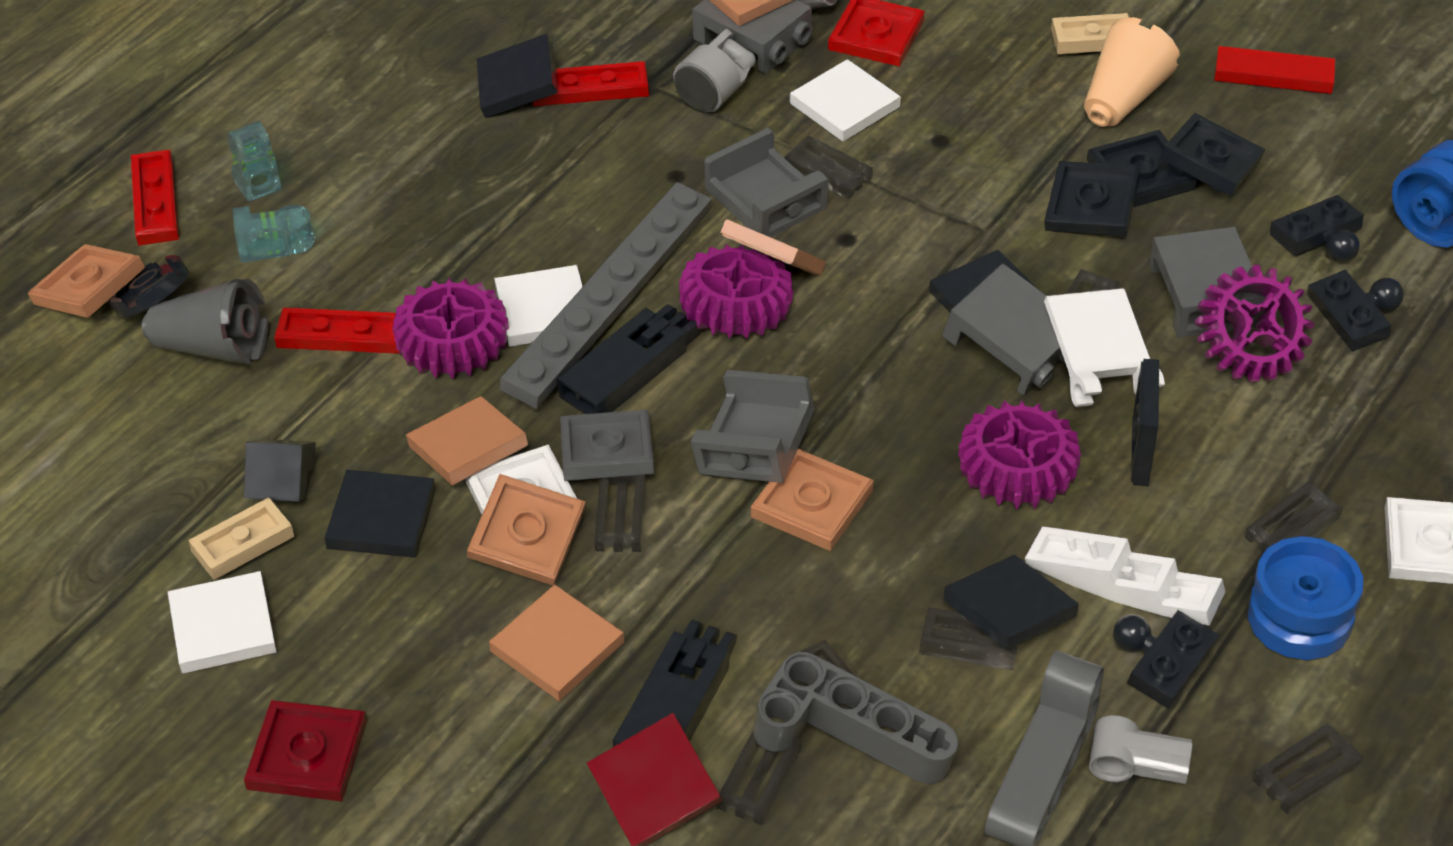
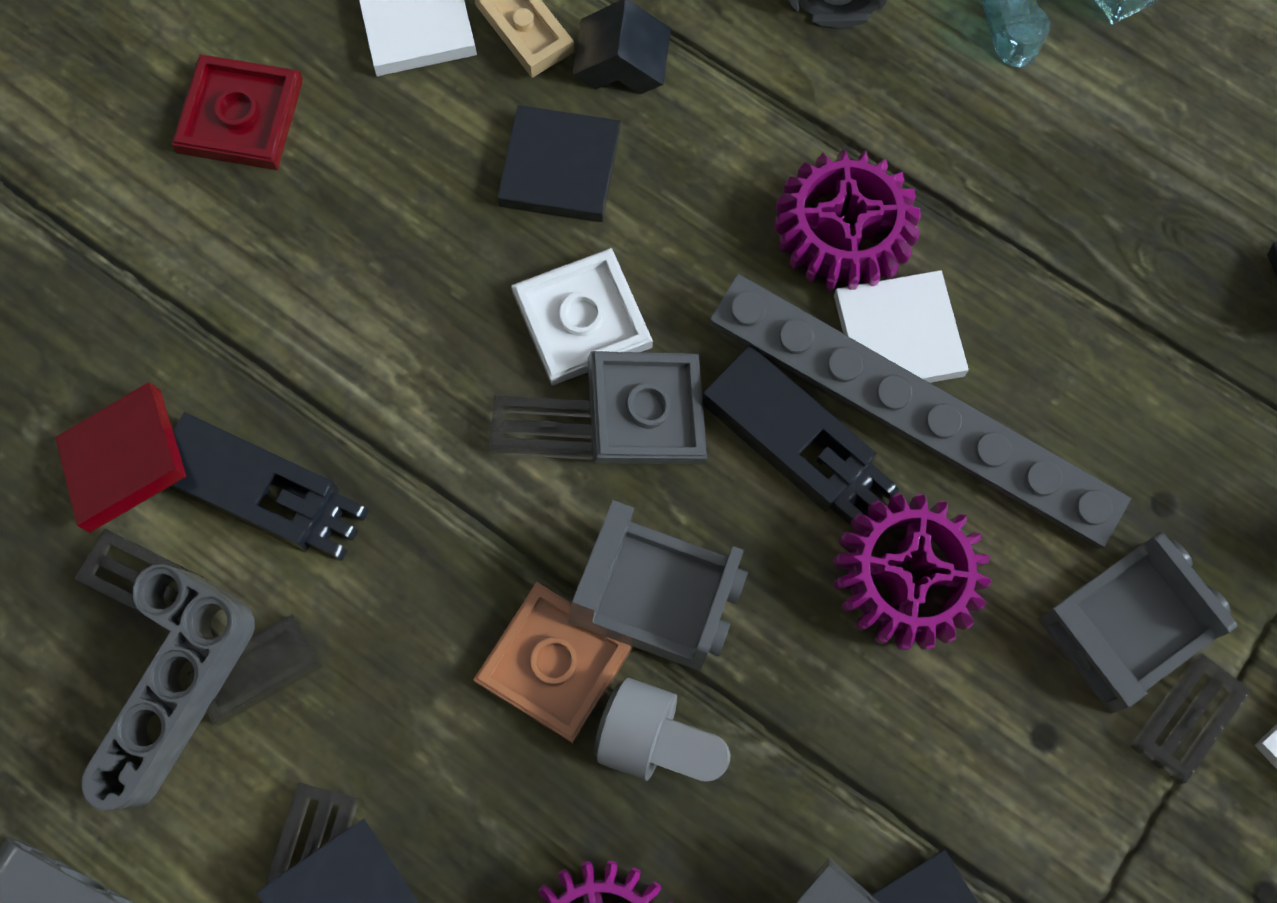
camera: 90 degrees right, 25 degrees up
(336, 330) = (857, 95): red tile -> none
(467, 440) = (659, 247): nougat tile -> none
(526, 529) = (510, 316): nougat tile -> none
(556, 642) = (353, 357): nougat tile -> none
(772, 247) = (985, 622): tile -> none
(864, 426) = (641, 733): none -> light grey piece

